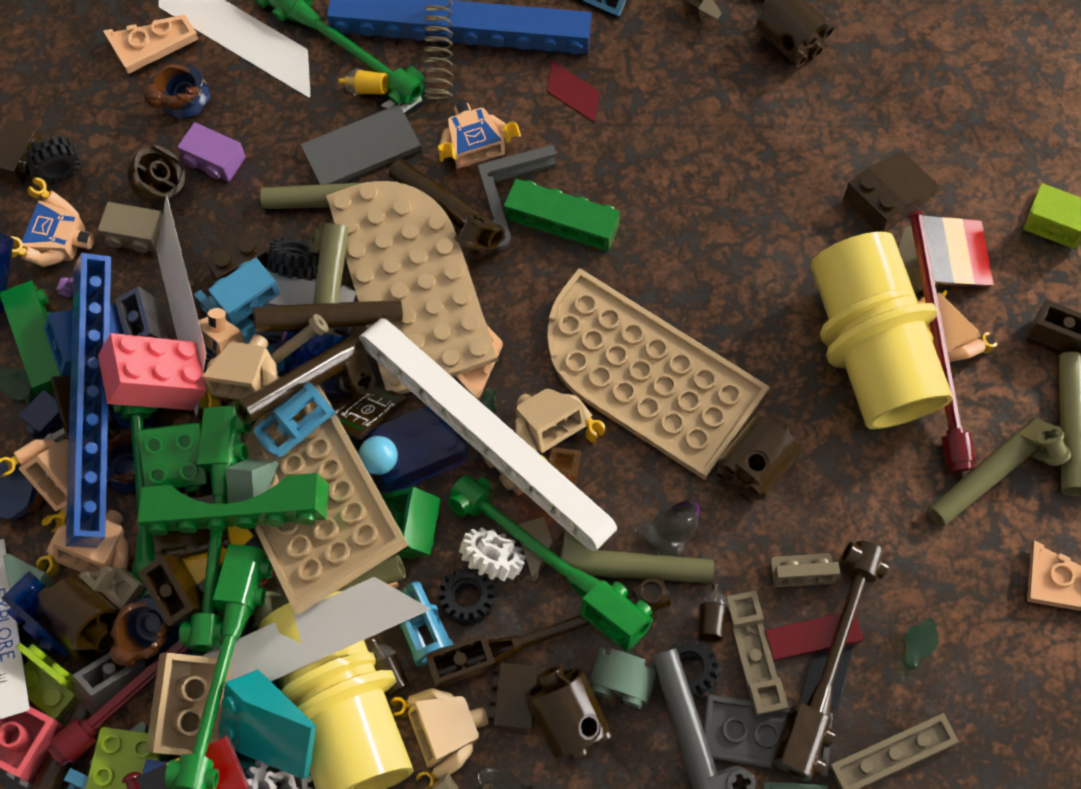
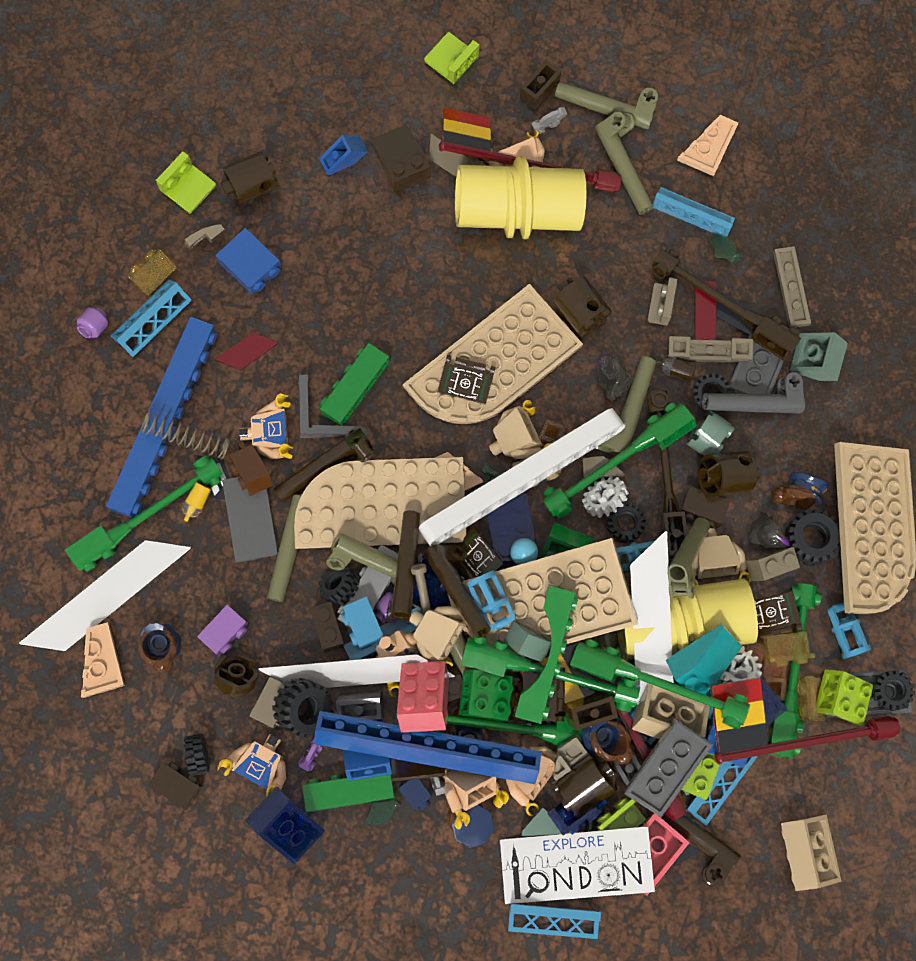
camera: 80 degrees left, 10 degrees up
(109, 712) = (668, 767): none -> dark grey tile
(143, 241) = (289, 701): none -> black tyre
(382, 649) = (680, 570): none -> olive axle
(416, 123) = (249, 468): none -> reddish brown hinge
(607, 340) = (466, 380): none -> dark brown piece
(686, 58) = (249, 261): none -> blue brick
(870, 124) = (343, 153): none -> blue slope
(959, 584) = (693, 212): none -> dark azure fence
(1020, 357) = (550, 120): none -> light grey piece

